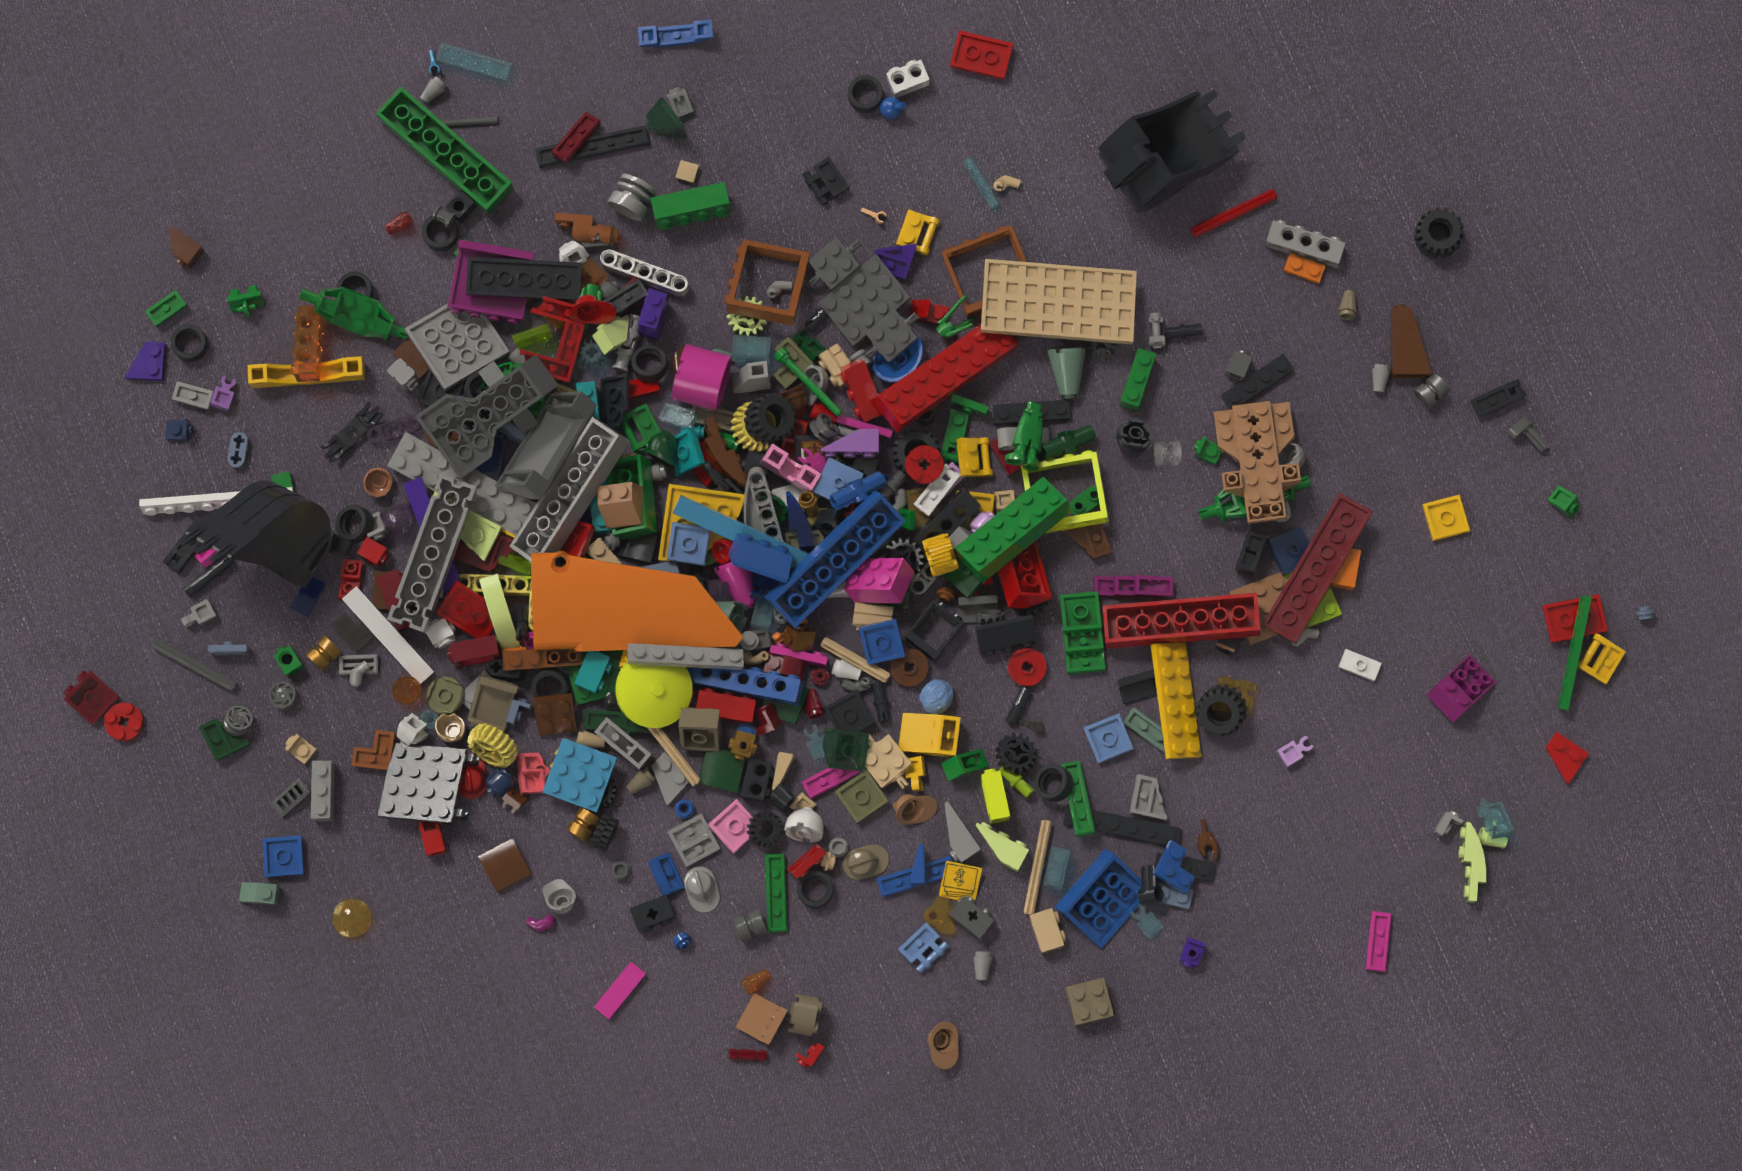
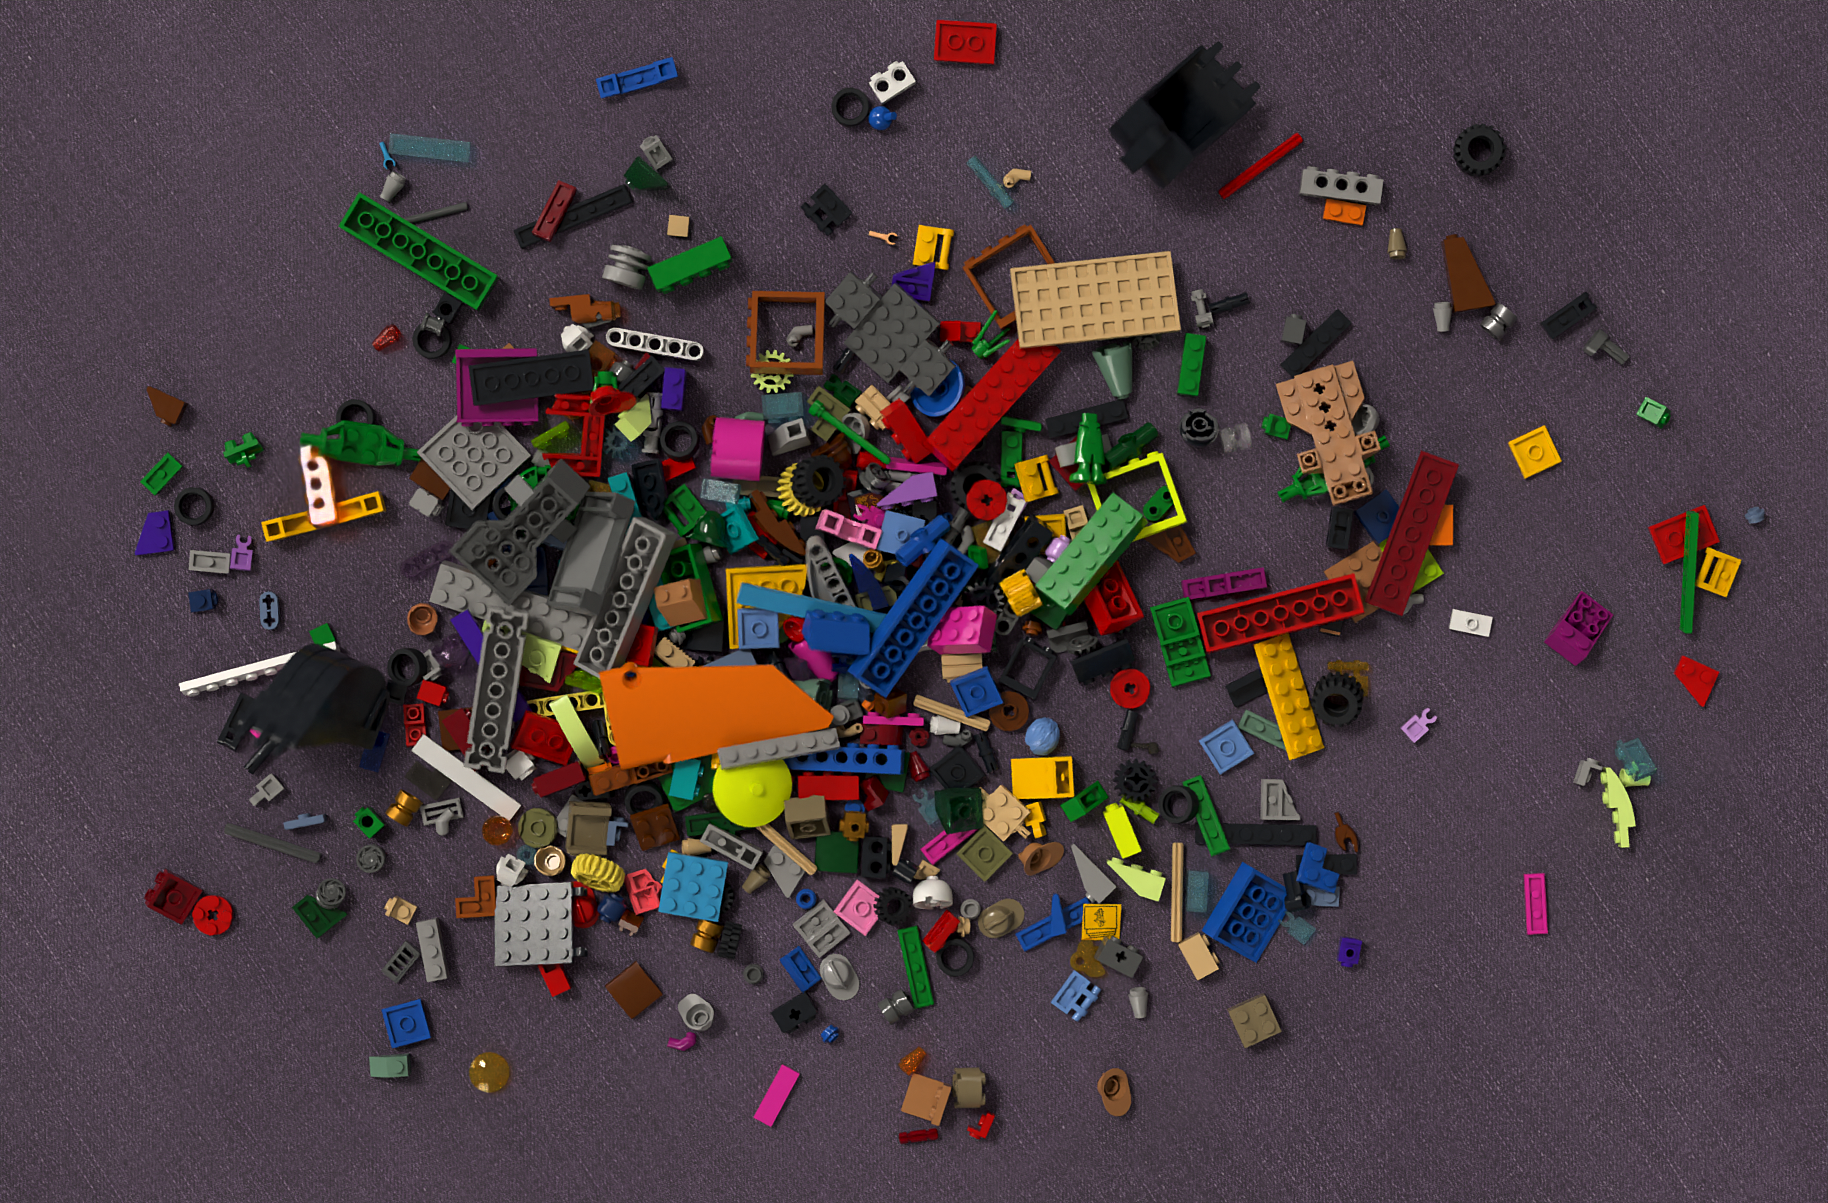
camera: 15 degrees left, 10 degrees up
(344, 440) = (375, 578): black piece -> none

